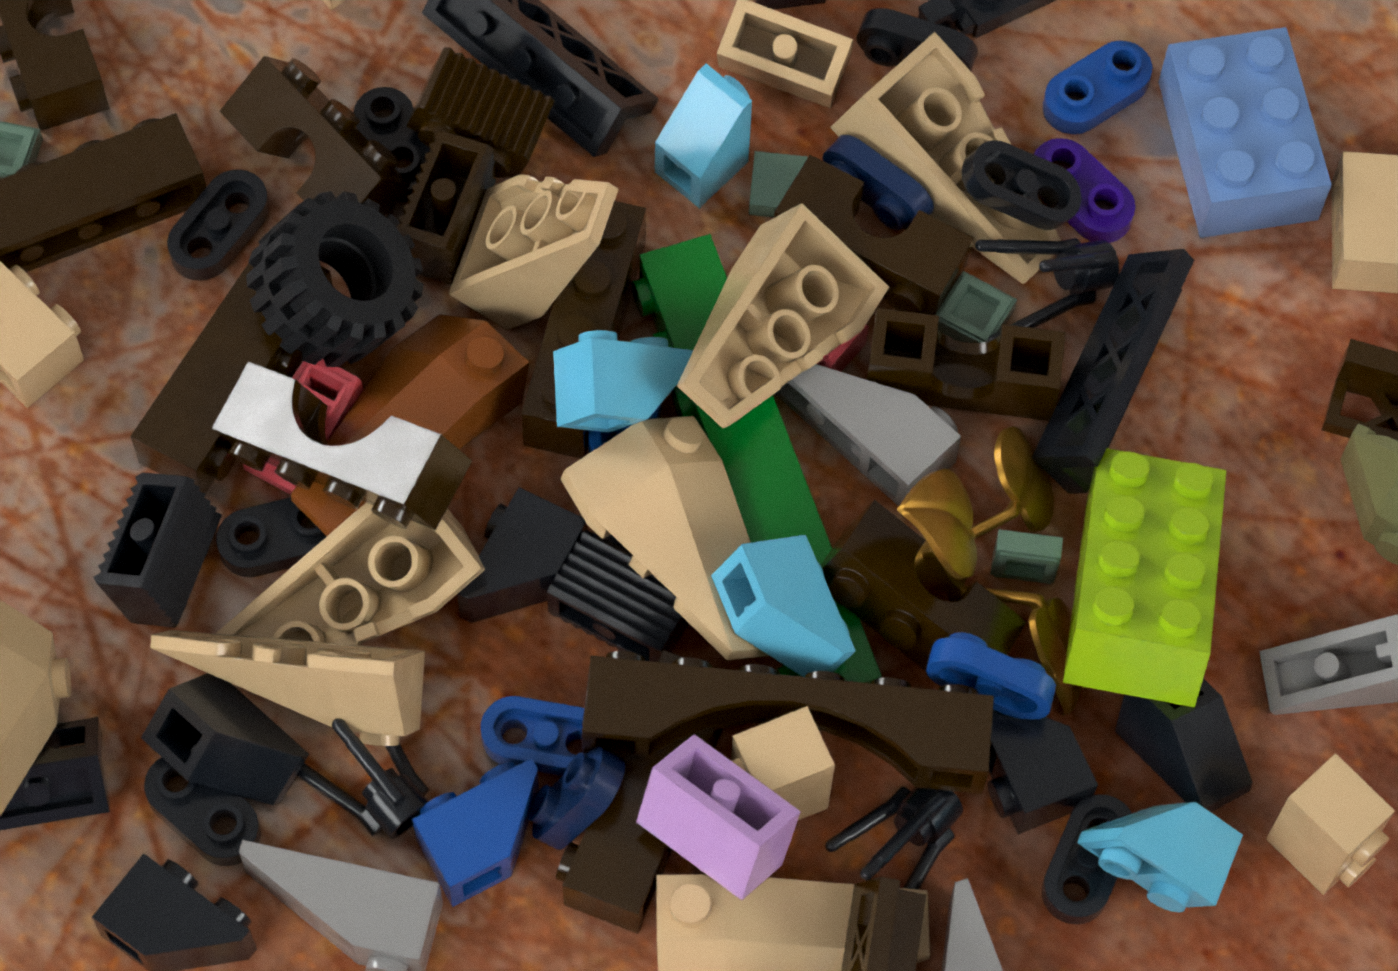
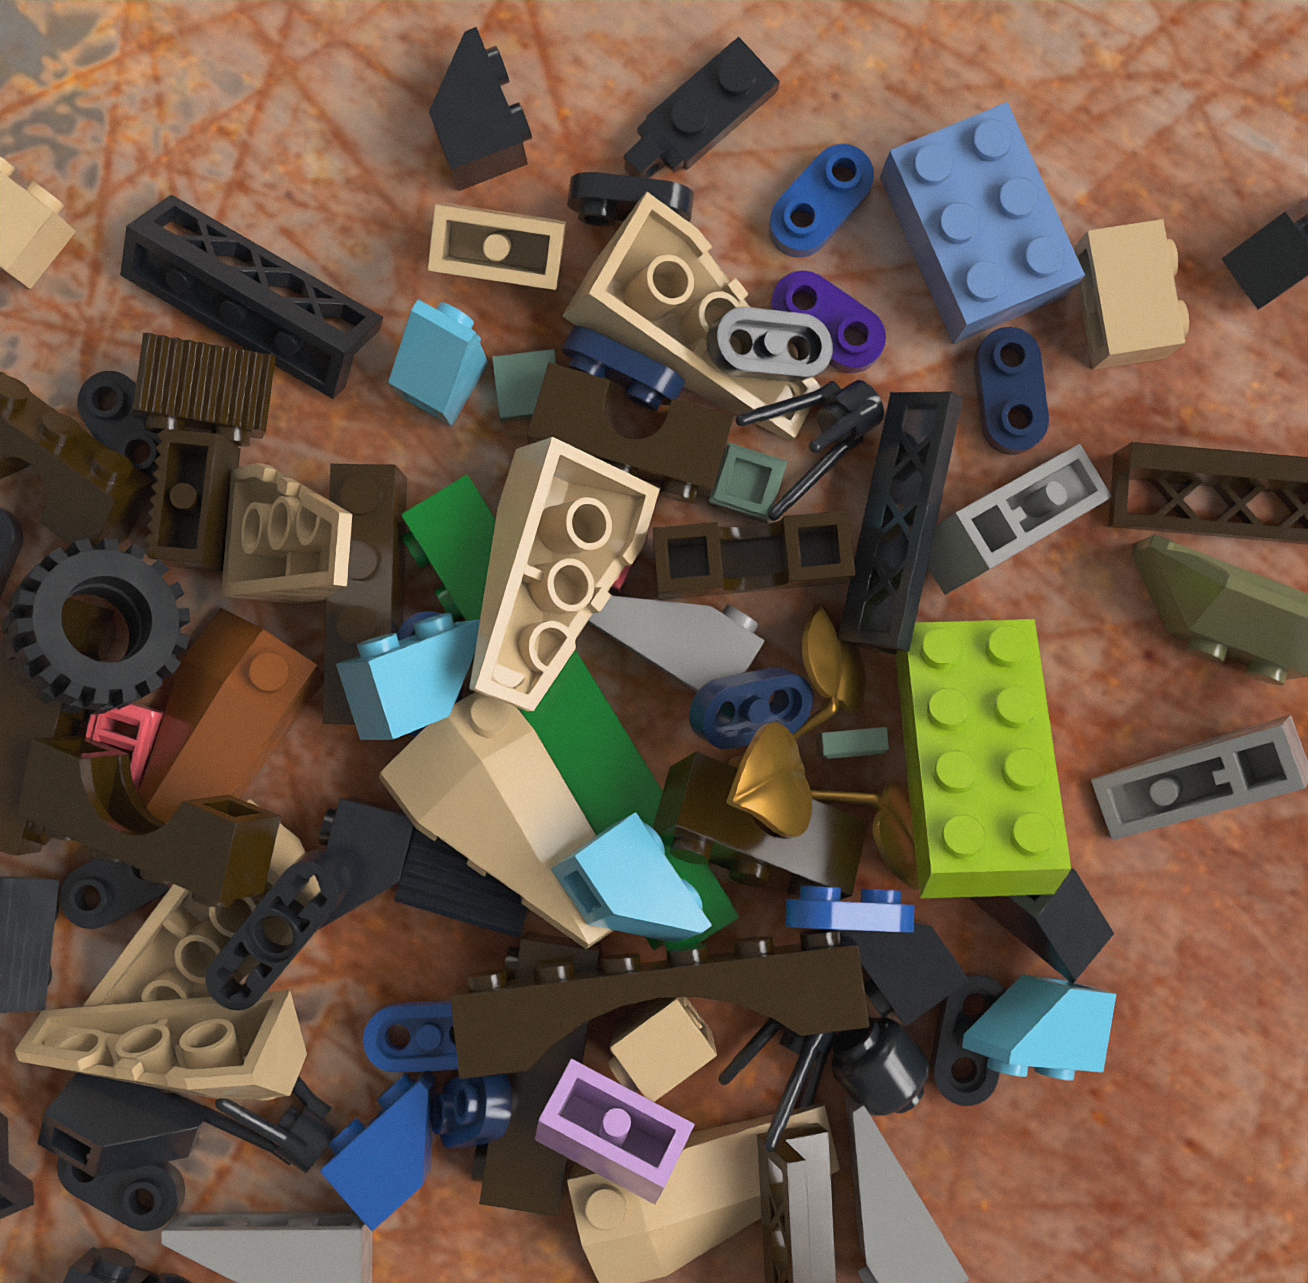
camera: 10 degrees left, 20 degrees up
(407, 618) = (280, 903): none -> black beam
(918, 463) = (746, 707): none -> dark blue plate
(994, 859) = (880, 1067): none -> black head
(1222, 390) = (1014, 518): none -> light grey slope
(1250, 282) = (1010, 388): none -> dark blue plate
(1332, 826) = (1203, 971): tan brick -> none

